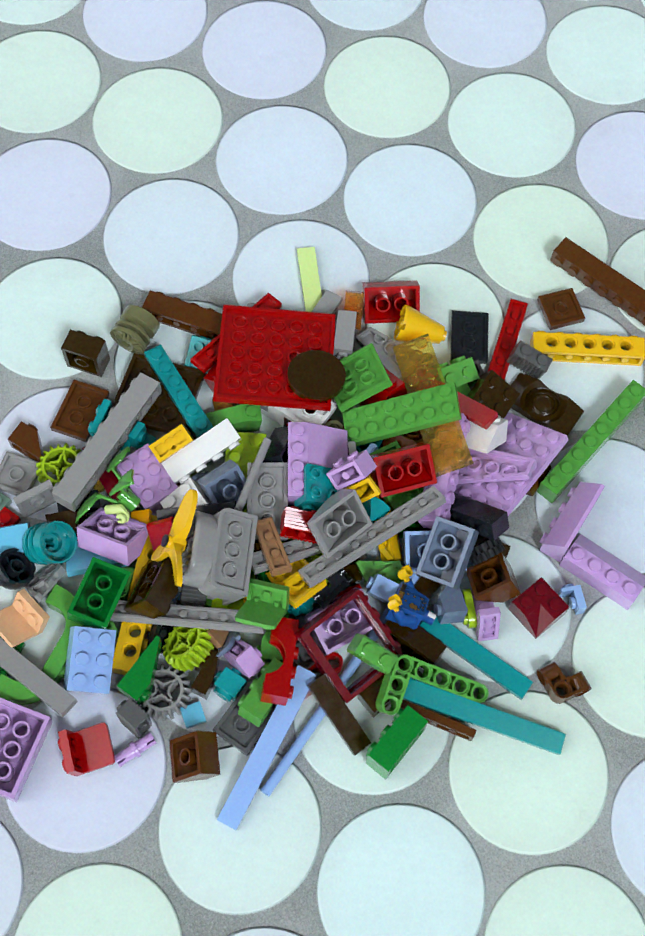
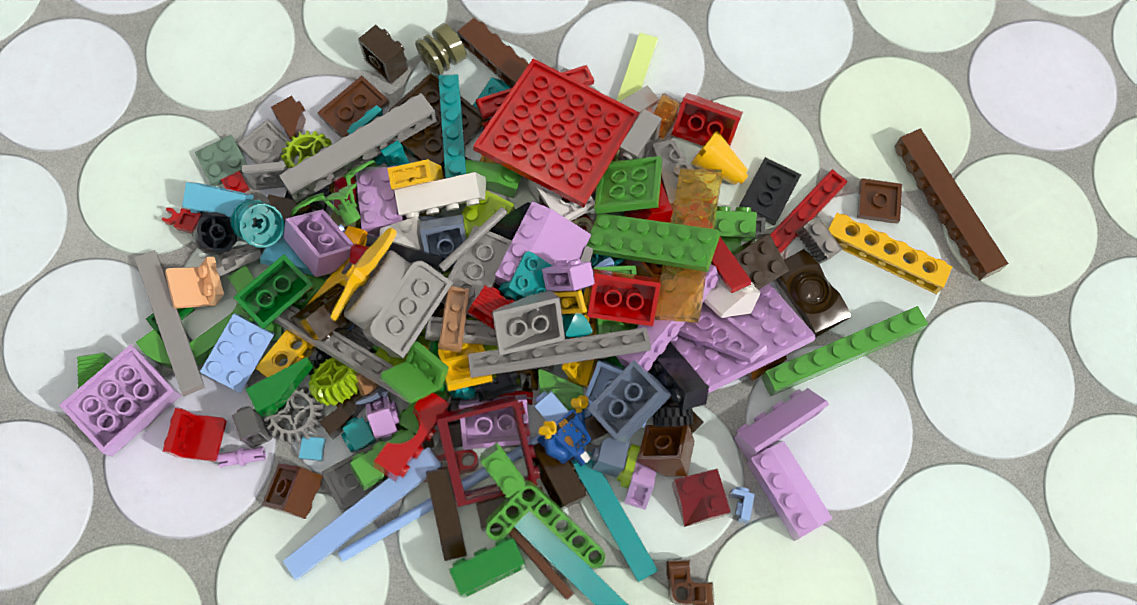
camera: 25 degrees right, 5 degrees up
(119, 510) = (334, 219): yellowish green arm -> none
(316, 375) = (586, 166): dark brown tile -> none

